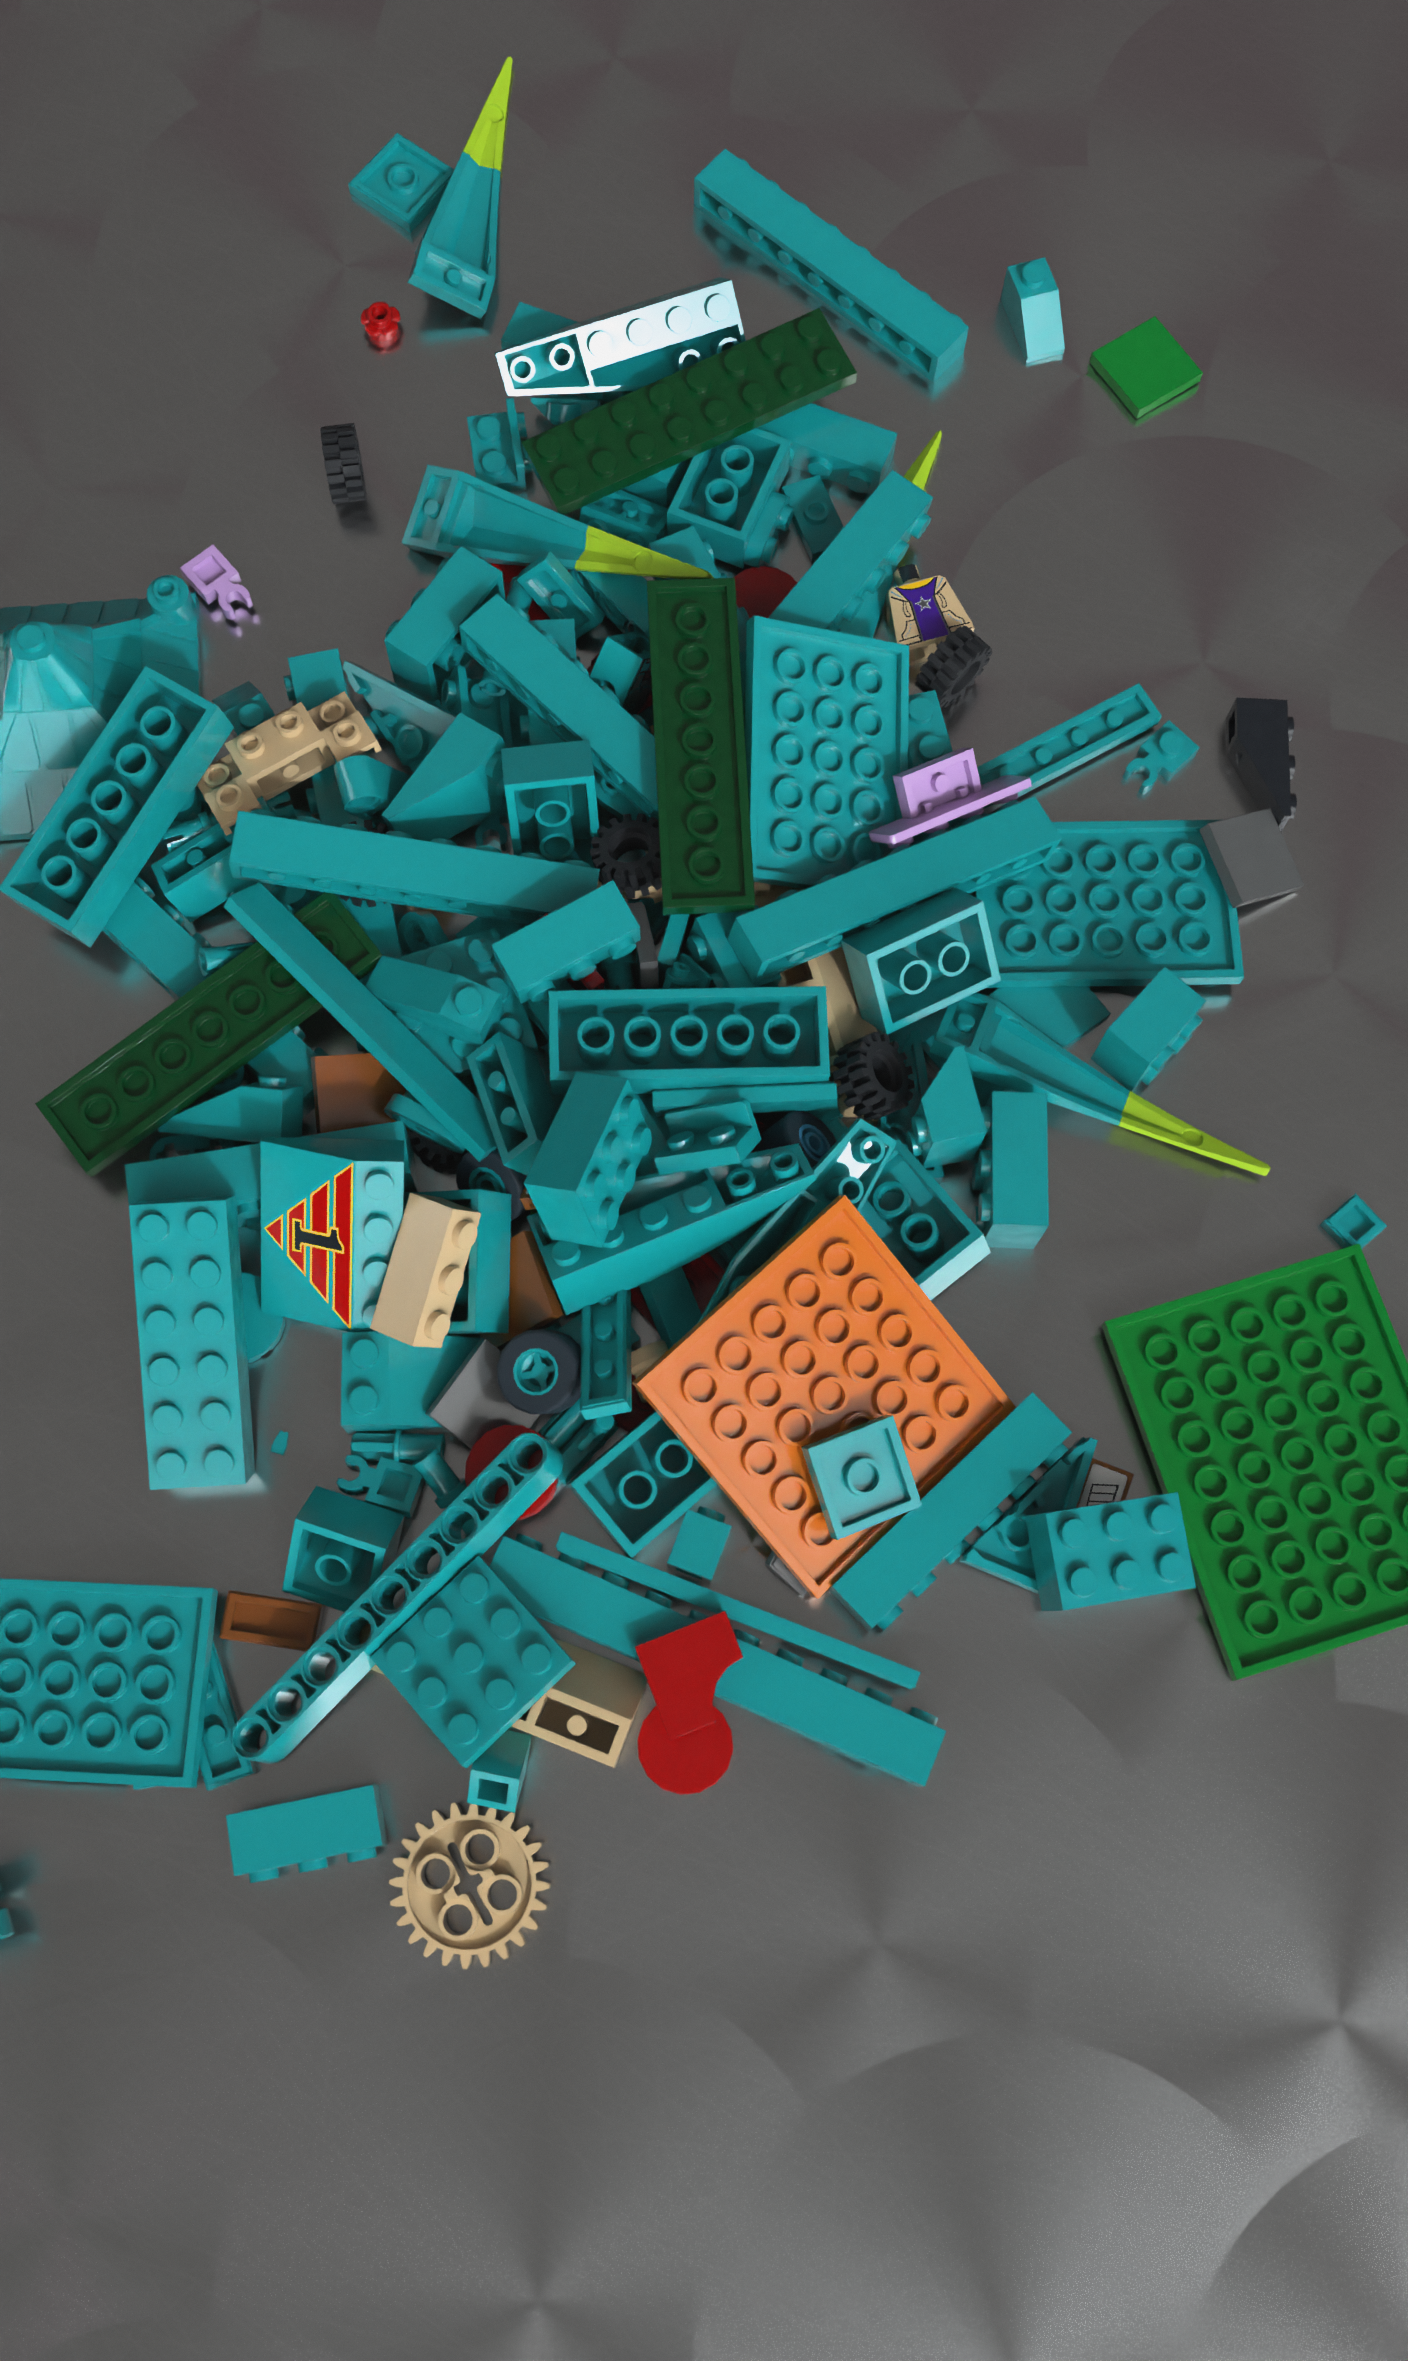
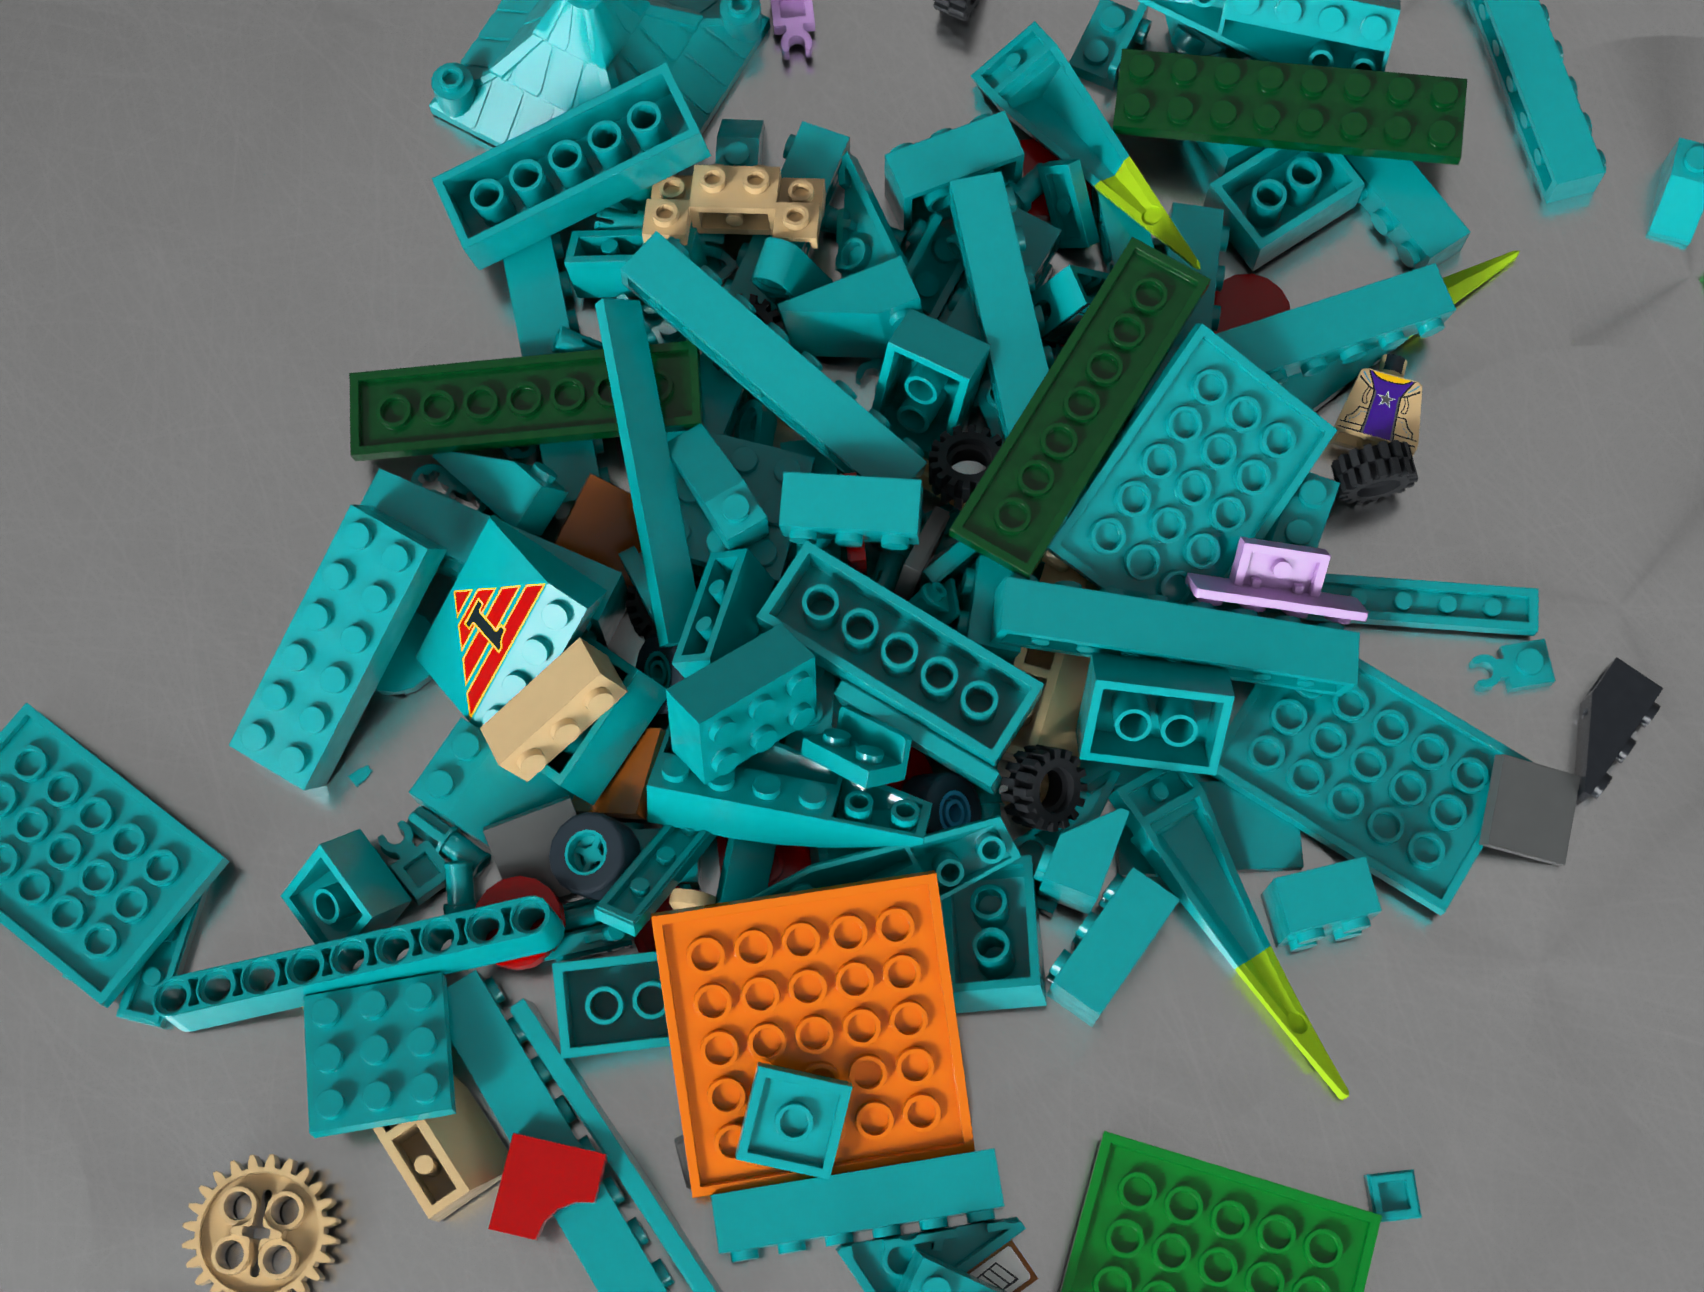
camera: 40 degrees right, 0 degrees up
(271, 1621) = (255, 914): dark orange tile -> none
(307, 1833) = (166, 1104): teal brick -> none
(500, 1772) = (343, 1160): teal brick -> none
(627, 517) = (1173, 170): teal bracket -> none
(687, 1762) = (503, 1259): red tile -> none
(699, 1544) = (630, 1086): teal brick -> none
(763, 542) = (1286, 256): teal plate -> none
(813, 514) = (1349, 257): teal plate -> none

